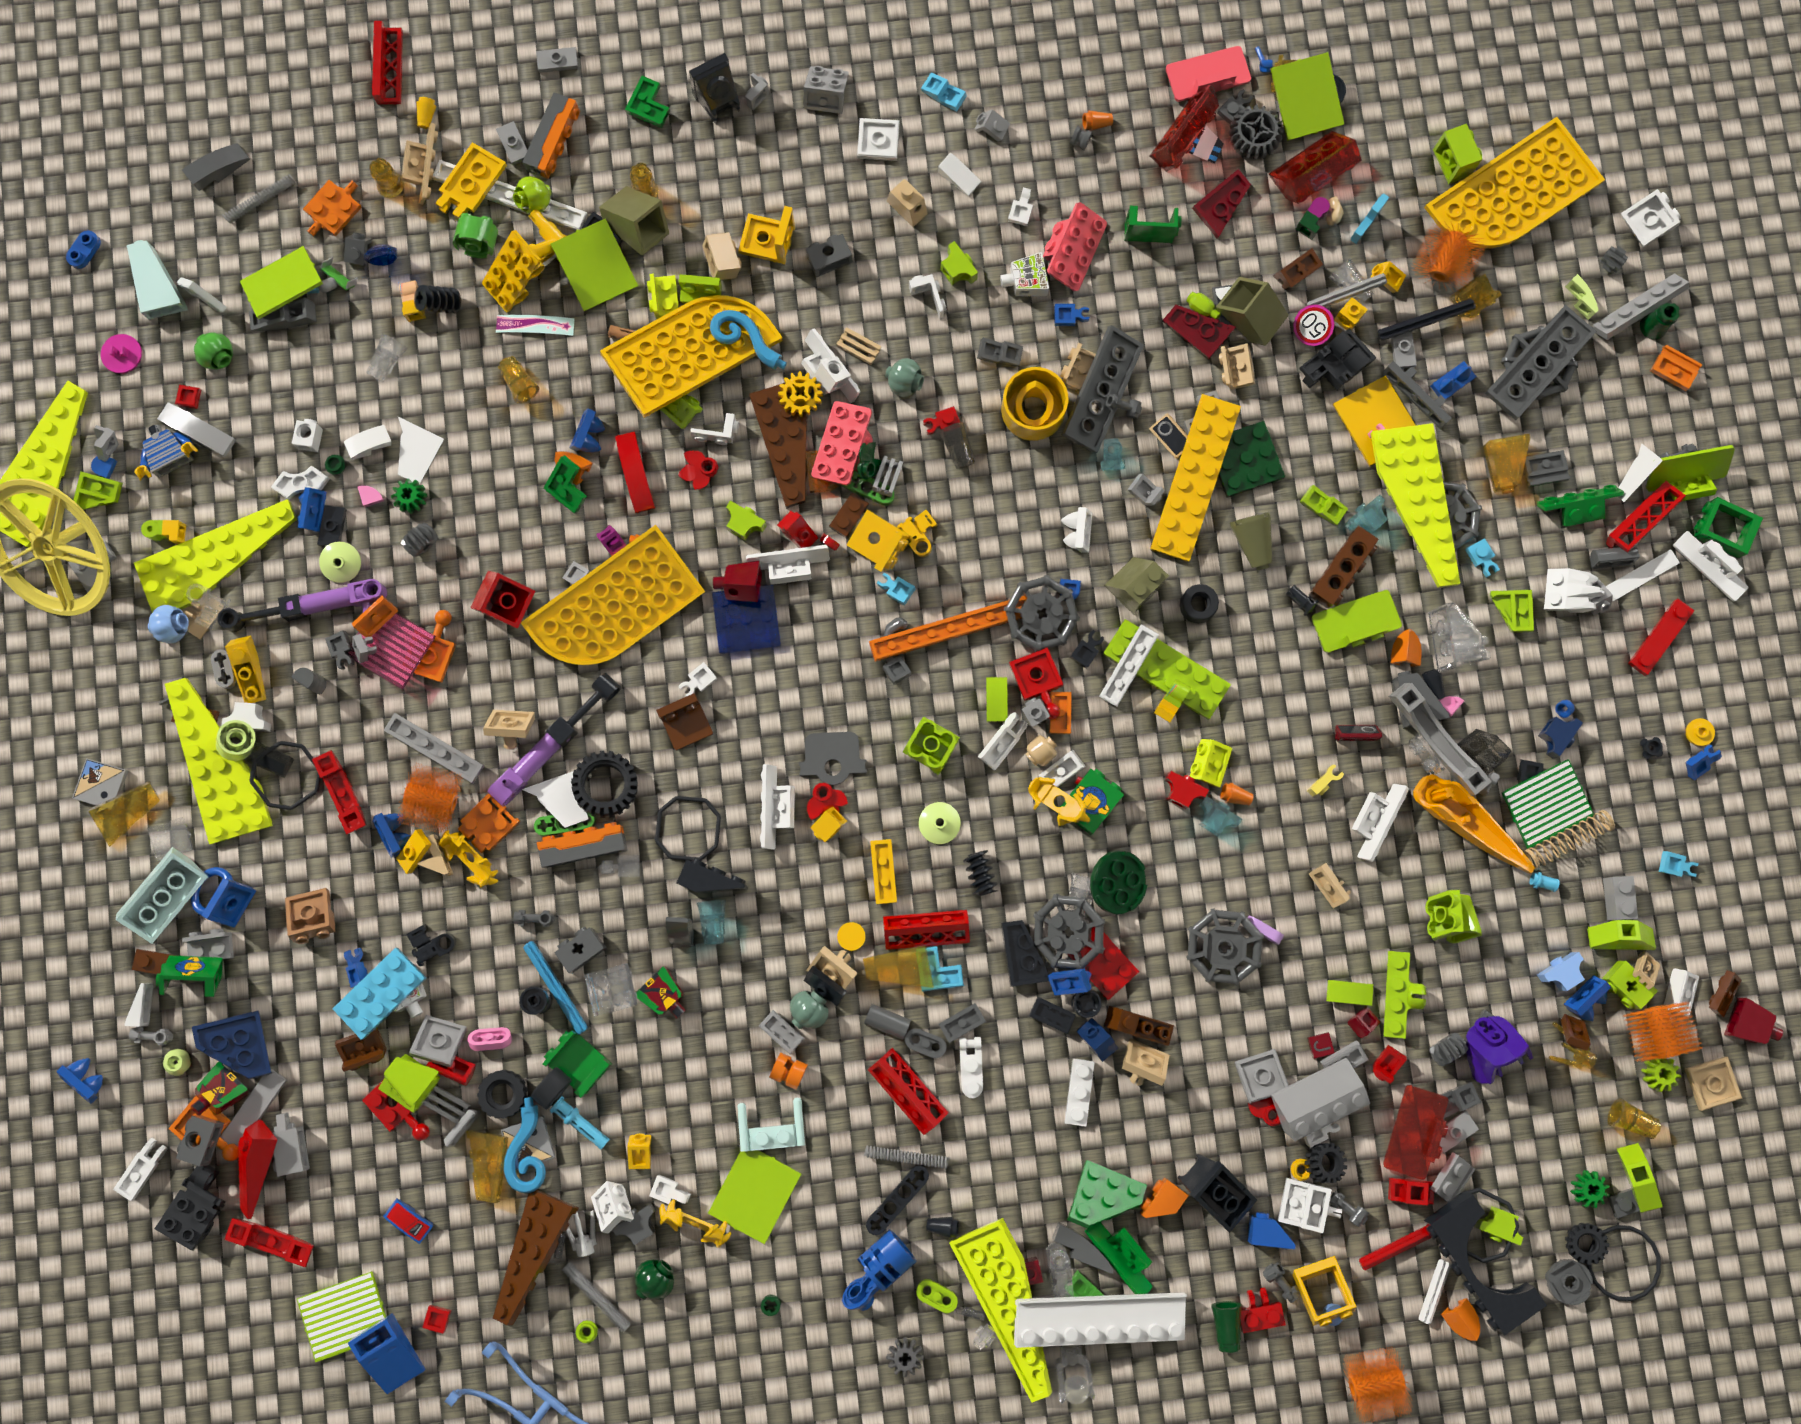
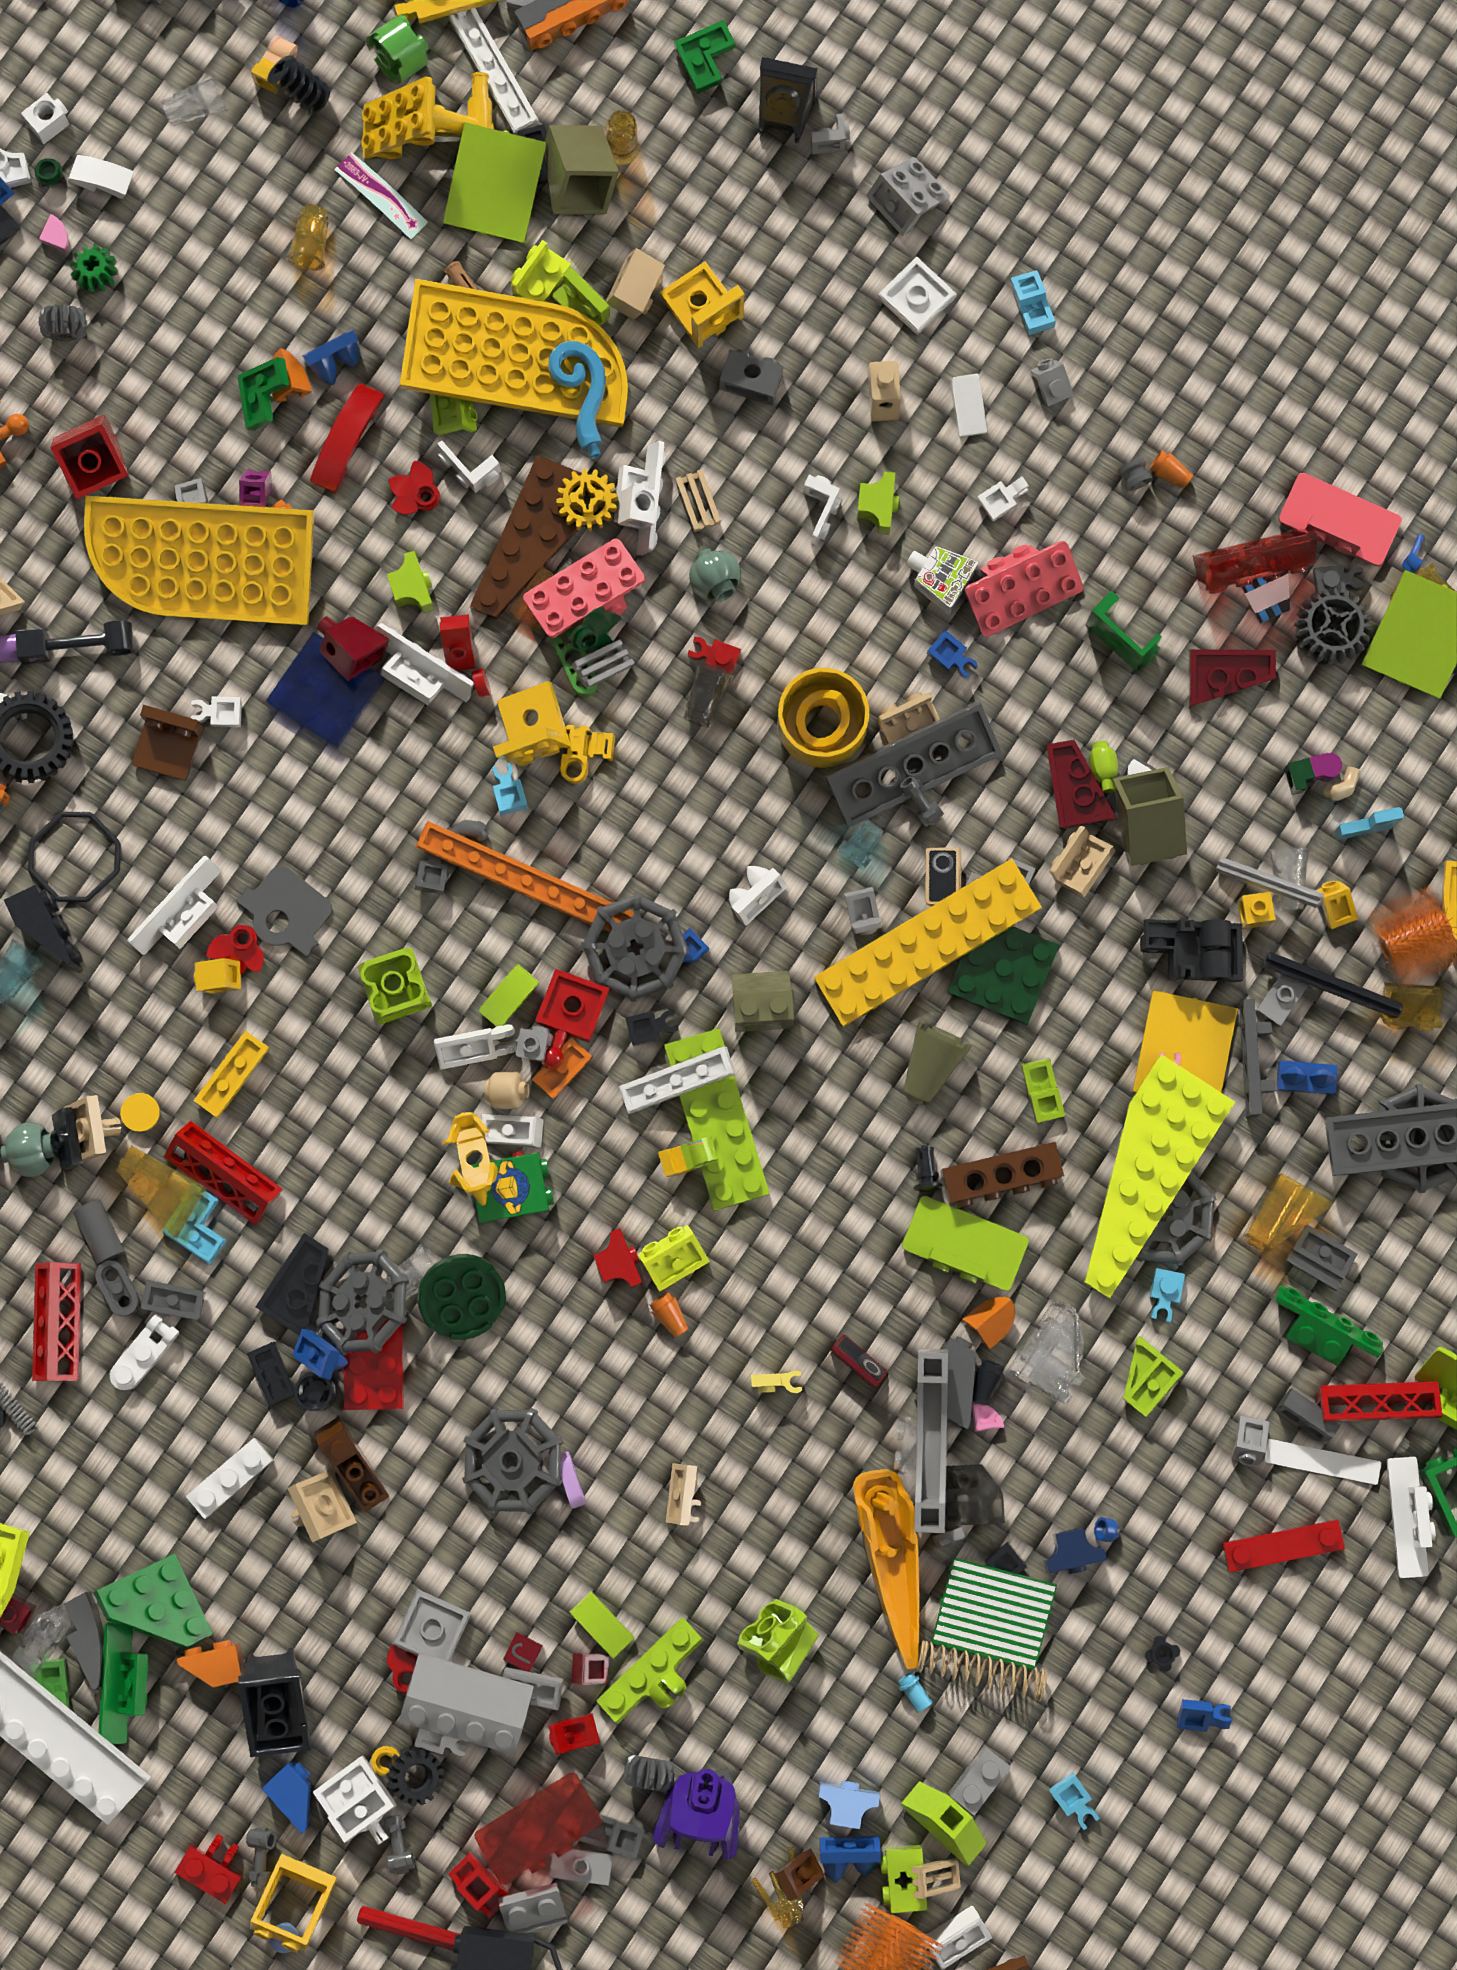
camera: 40 degrees right, 0 degrees up
(416, 450) = (144, 226): white sticker -> none
(532, 193) = (497, 54): lime plant -> none
(849, 515) = (528, 671): reddish brown plate -> none
(939, 834) = (346, 1085): yellowish green dish -> none
(980, 873) = (327, 1163): black piece -> none
(1000, 353) = (842, 633): dark grey slope -> none
(1097, 1039) = (294, 1440): dark blue brick -> none
(1202, 591) = (806, 1062): black tyre -> none
(1217, 816) = (628, 1319): clear light blue brick -> none
(1227, 1325) = (164, 1849): dark green plant -> none
(1299, 269) = (1244, 814): reddish brown hinge -> none
(1314, 325) = (1205, 888): piece -> none
(1316, 166) = (1365, 719): clear red slope -> none
(1368, 516) = (1077, 1142): clear light blue brick -> none
(1377, 819) = (794, 1468): white bracket -> none
(1571, 591) = (1225, 1410): white plate -> none
(1639, 471) = (1417, 1347): white sticker -> none
(1700, 732) = (1232, 1684): yellow piece -> none

